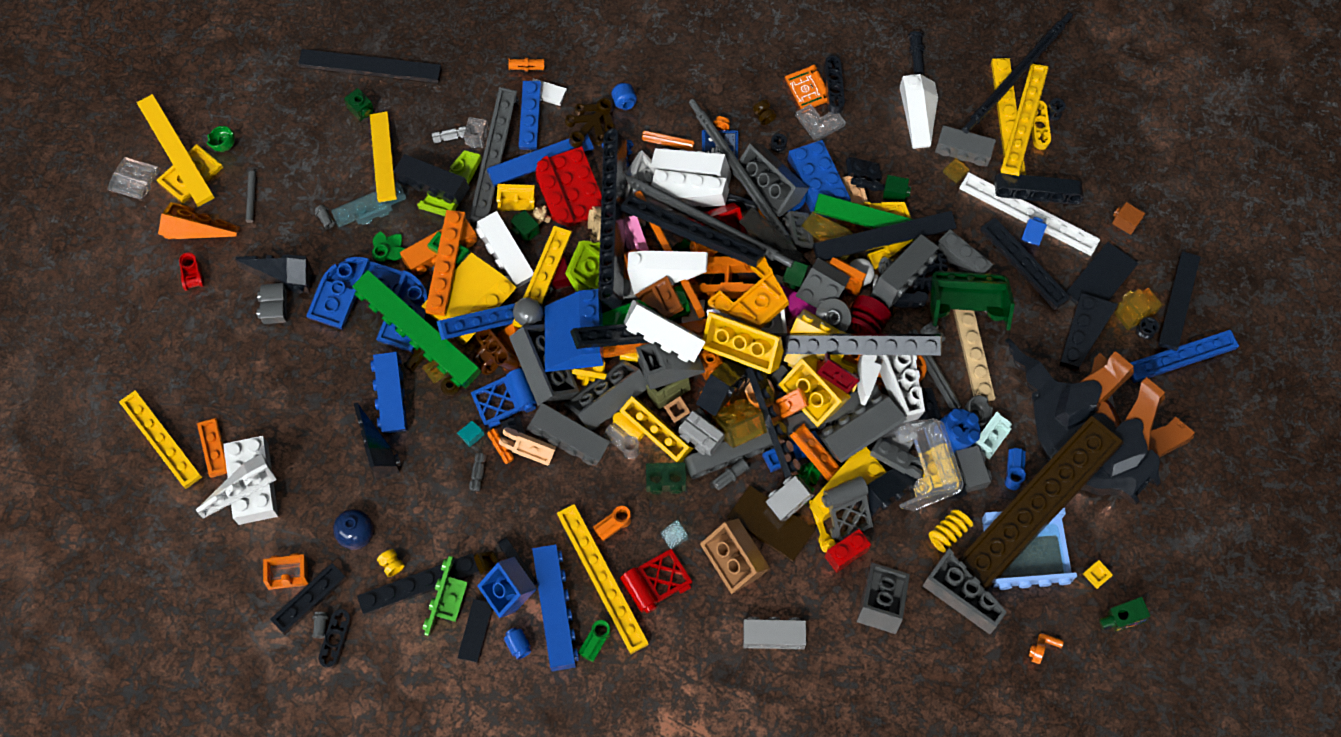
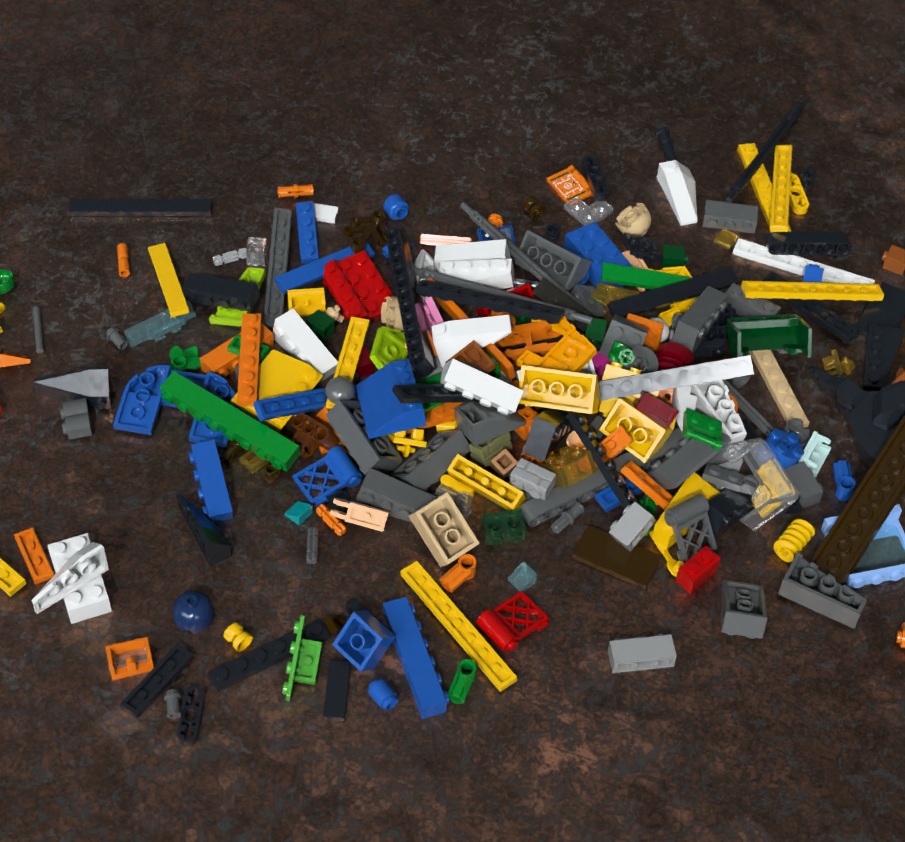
camera: 10 degrees left, 15 degrees down
(344, 122) = (123, 263): none -> orange piece
(359, 104) = (136, 239): dark green brick -> none
(604, 477) = (443, 529): none -> tan brick
(734, 555) = (587, 588): medium nougat slope -> none
(814, 306) = (621, 354): none -> green piece
(863, 141) = (634, 220): none -> tan cylinder
(880, 401) = (702, 428): none -> green plate
(1029, 249) = (812, 290): none -> yellow plate
(1036, 330) = (833, 362): none -> clear yellow hips

